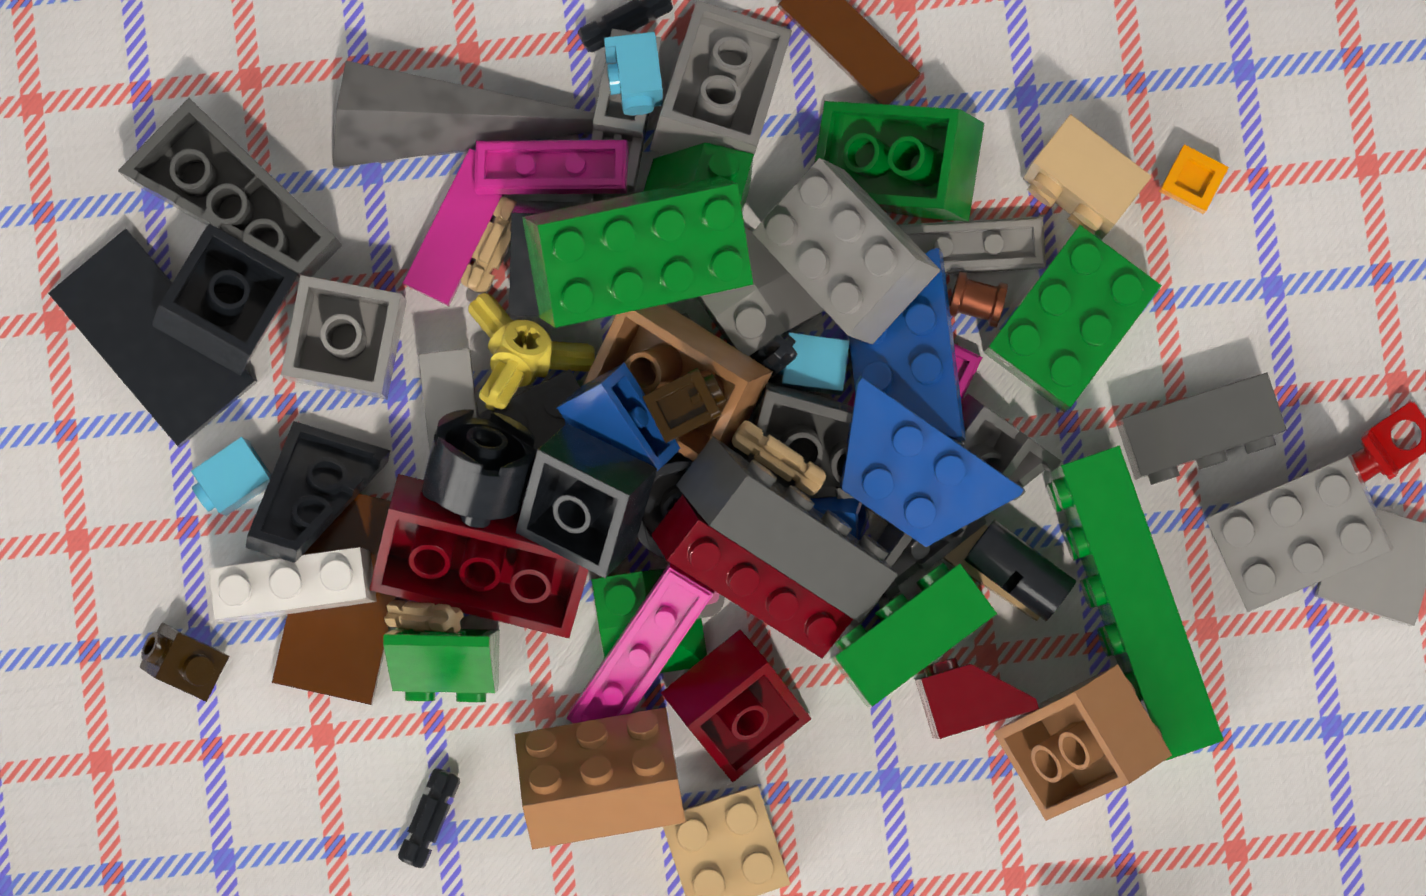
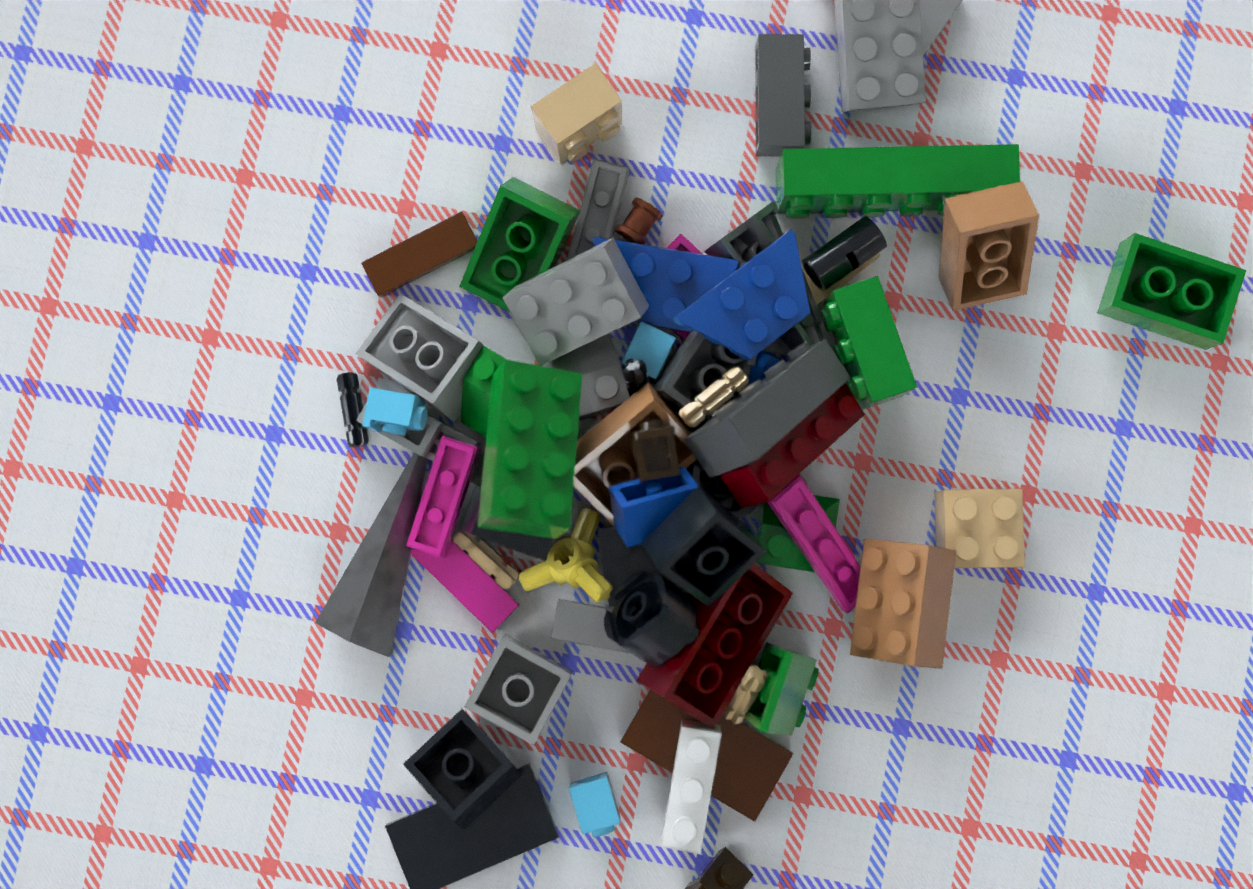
camera: 70 degrees left, 0 degrees up
(219, 183) = (373, 747): dark grey wedge -> none
(310, 489) = (624, 749): black wing -> none
(429, 818) = (888, 736): black axle -> none
(736, 705) = (875, 488): dark red slope -> none
(967, 698) = (929, 321): dark red slope -> none
(1072, 319) = (674, 159): green brick -> none
(1193, 179) = (601, 44): light orange plate -> none

